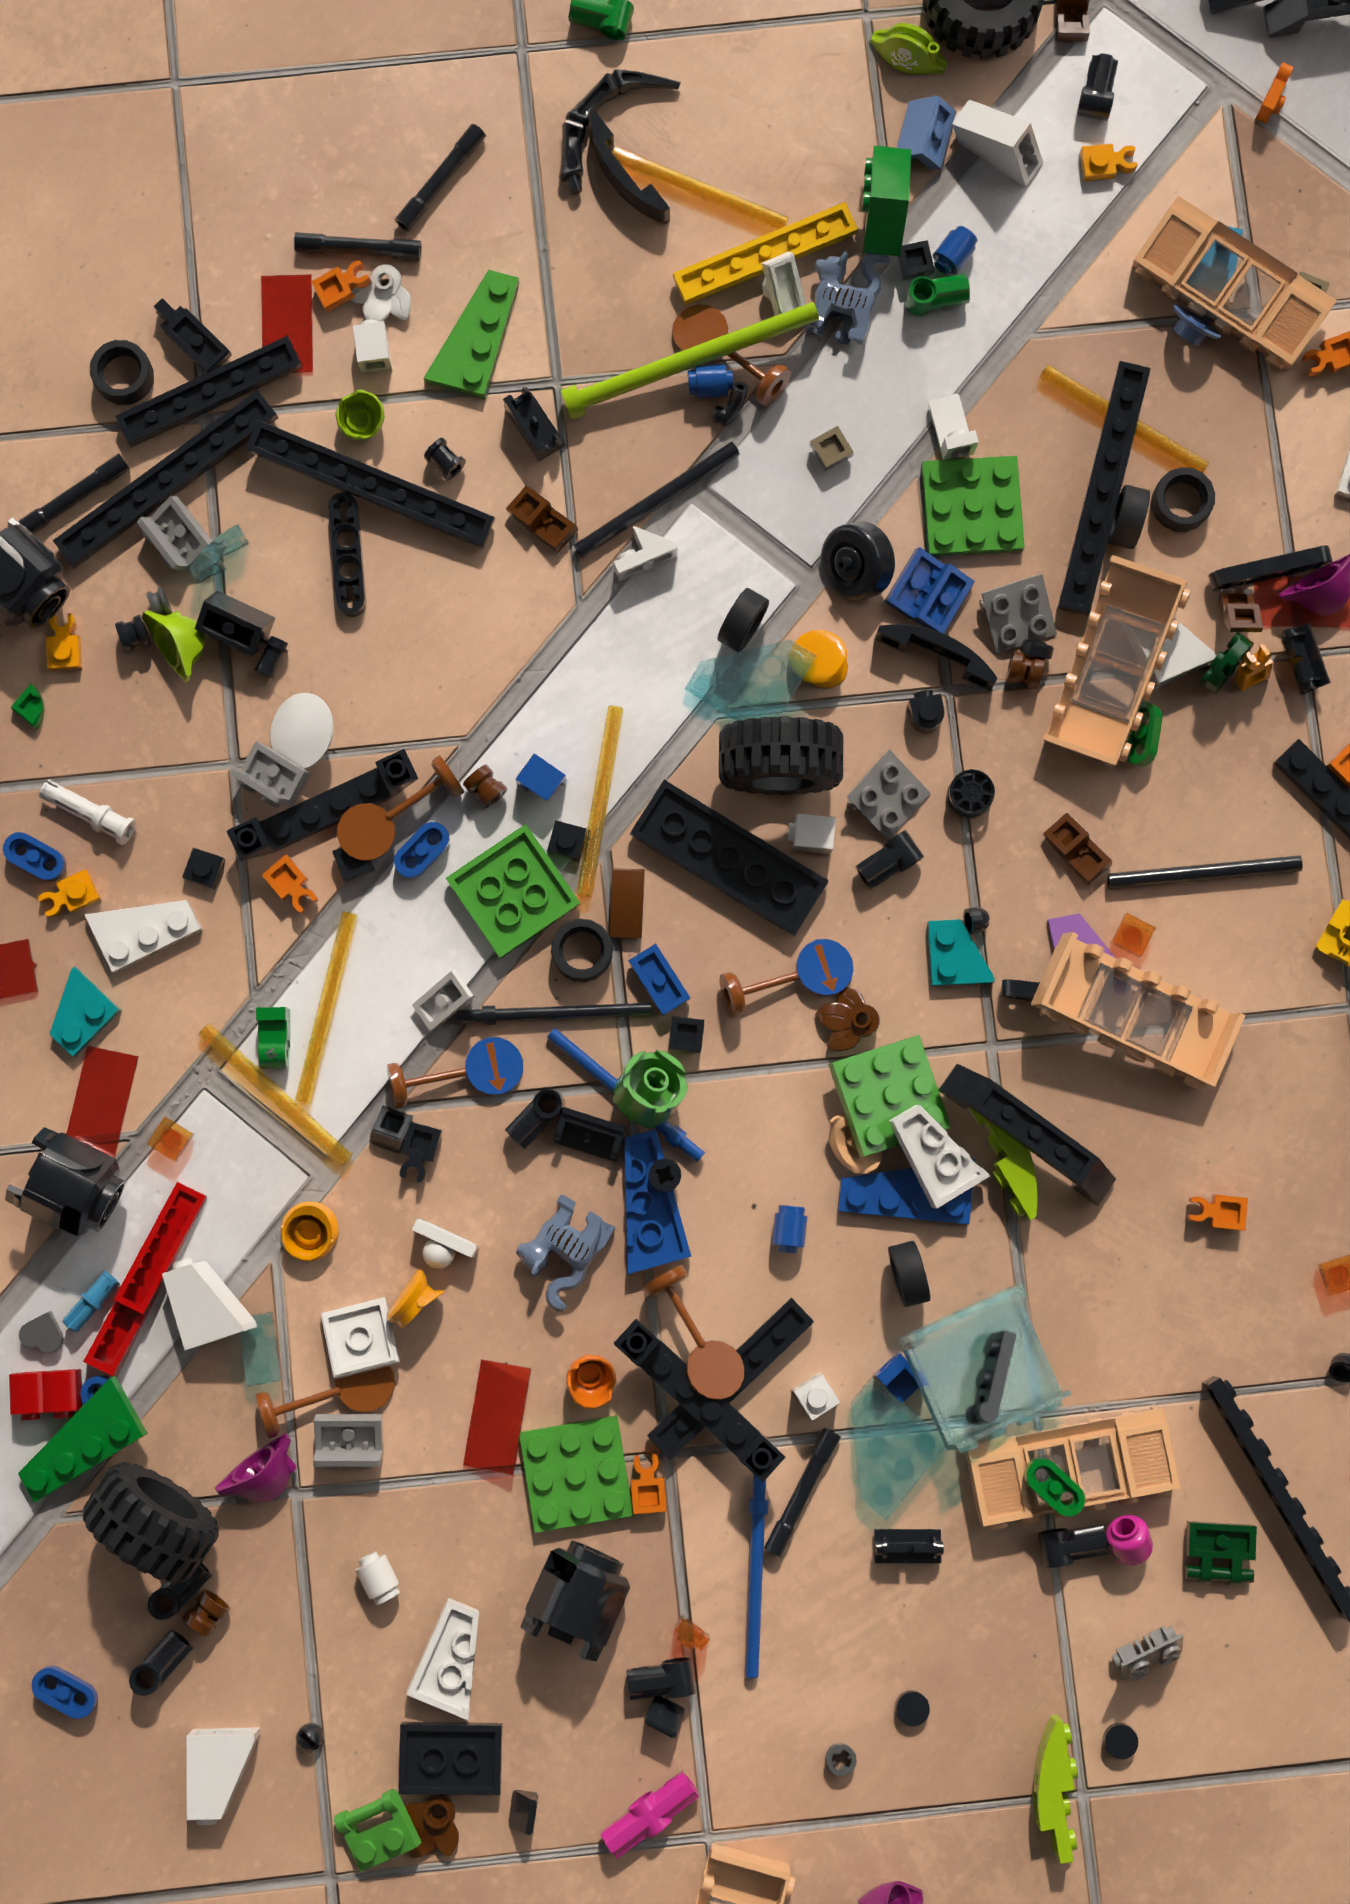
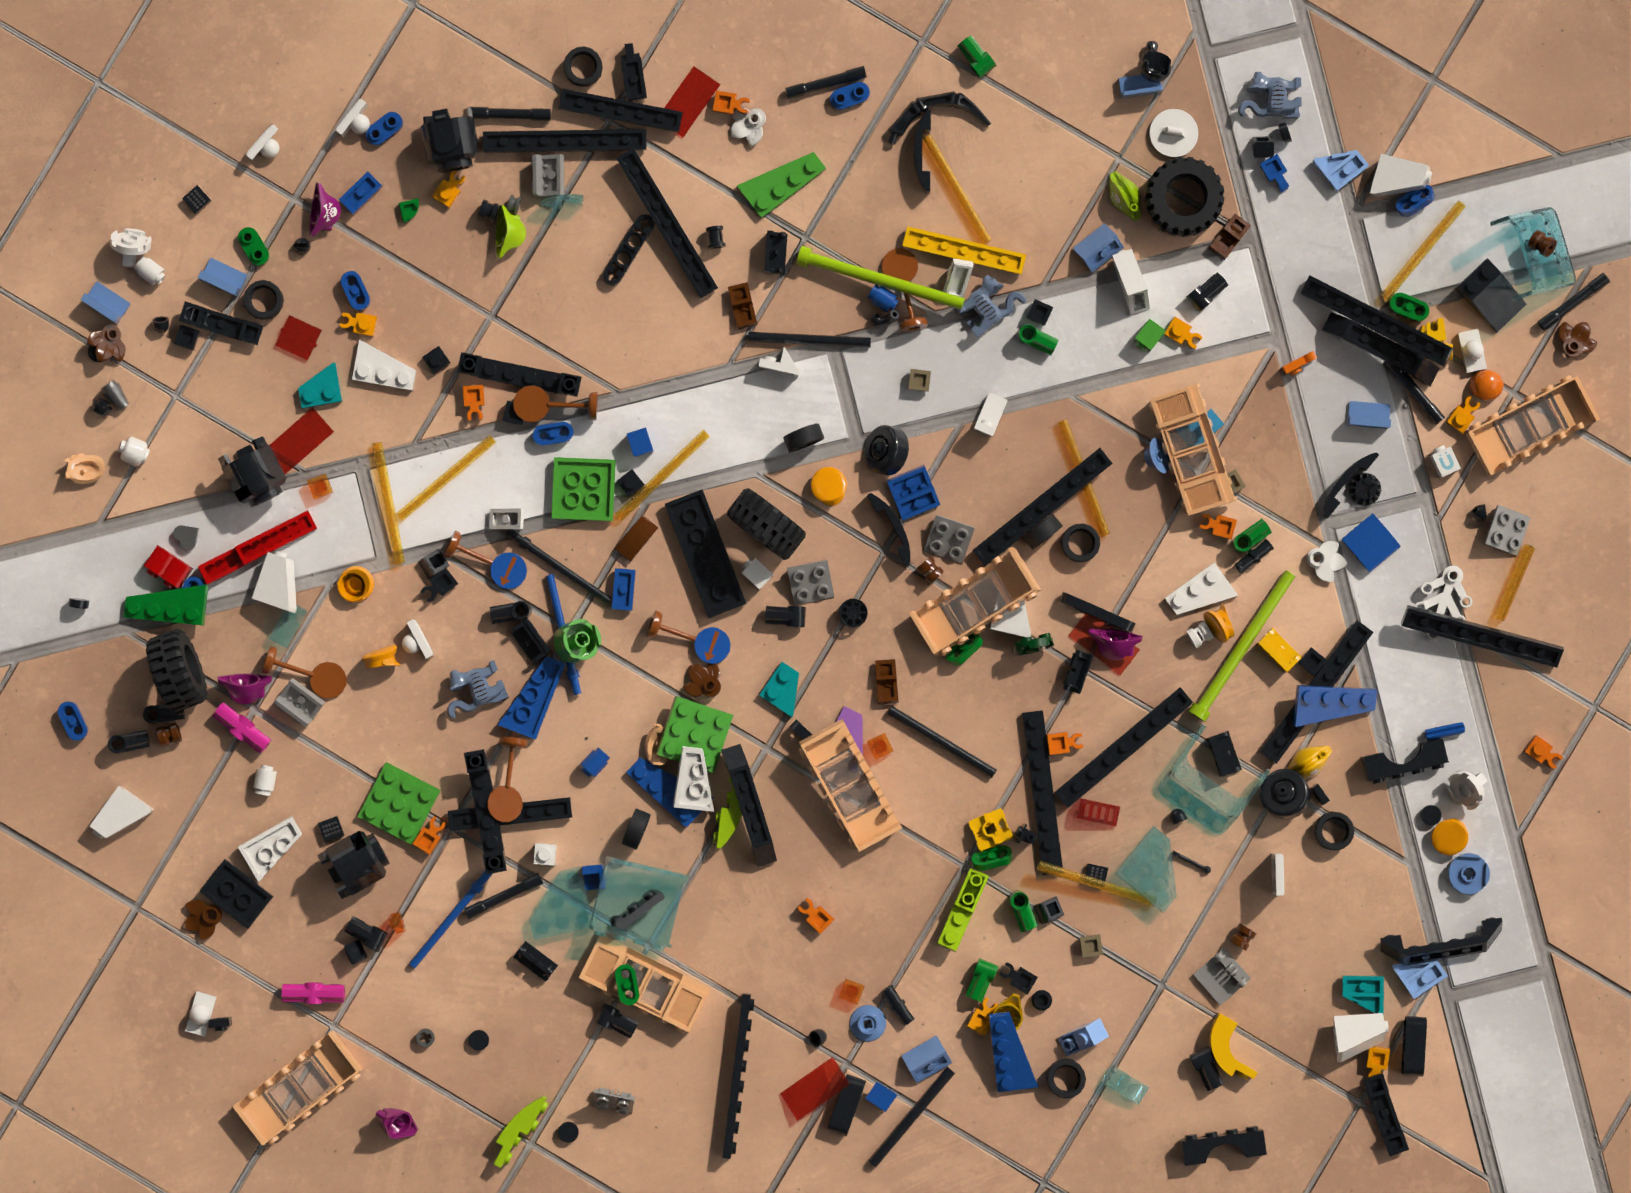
camera: 40 degrees right, 5 degrees up
(90, 1301) = (222, 538): dark azure axle -> none
(100, 817) = (403, 295): white pin -> none
(234, 623) = (544, 245): black brick -> none
(271, 656) = (550, 275): black pin -> none
(271, 775) = (504, 339): light grey bracket -> none
(273, 1036) = (408, 473): green leg -> none
(296, 1530) = (242, 727): none -> dark pink piece
(302, 729) = (537, 327): white shield -> none
(314, 1732) = (179, 832): black hinge -> none
(321, 243) = (738, 73): black piece -> none
(359, 1338) = (341, 656): white tile -> none
(360, 415) = (688, 182): lime hair -> none
(372, 346) = (722, 148): white brick -> none
(383, 1839) = (174, 907): bright green plate -> none
(483, 171) = (850, 96): none -> blue plate
(486, 788) = (609, 425): reddish brown wheel -> none
(497, 1417) = (381, 746): clear red piece -> none
(512, 1575) = (331, 828): none -> black tile
(523, 1810) = (253, 945): black slope -> none
(567, 930) = (592, 530): black tyre -> none
(591, 1381) = (439, 763): orange hair -> none
(663, 1179) = (551, 689): black wheel -> none
(686, 1034) = (616, 627): black plate -> none
(753, 680) = (785, 473): clear light blue plate -> none
(886, 199) = (1046, 270): green wedge -> none
(926, 711) = (863, 553): black plate -> none
(955, 250) = (1063, 323): blue brick -> none
(972, 506) = (970, 464): bright green plate -> none
(975, 919) = (806, 679): black hinge -> none
(1037, 649) = (944, 564): black tile -> none
(1070, 190) = (1149, 336): none -> bright green brick
(1129, 1540) = (645, 1039): dark pink head -> none
(1224, 1541) = (691, 1074): dark green plate -> none
(1239, 610) = (1062, 622): reddish brown slope -> none
(1254, 668) = (1046, 658): light orange plate -> none

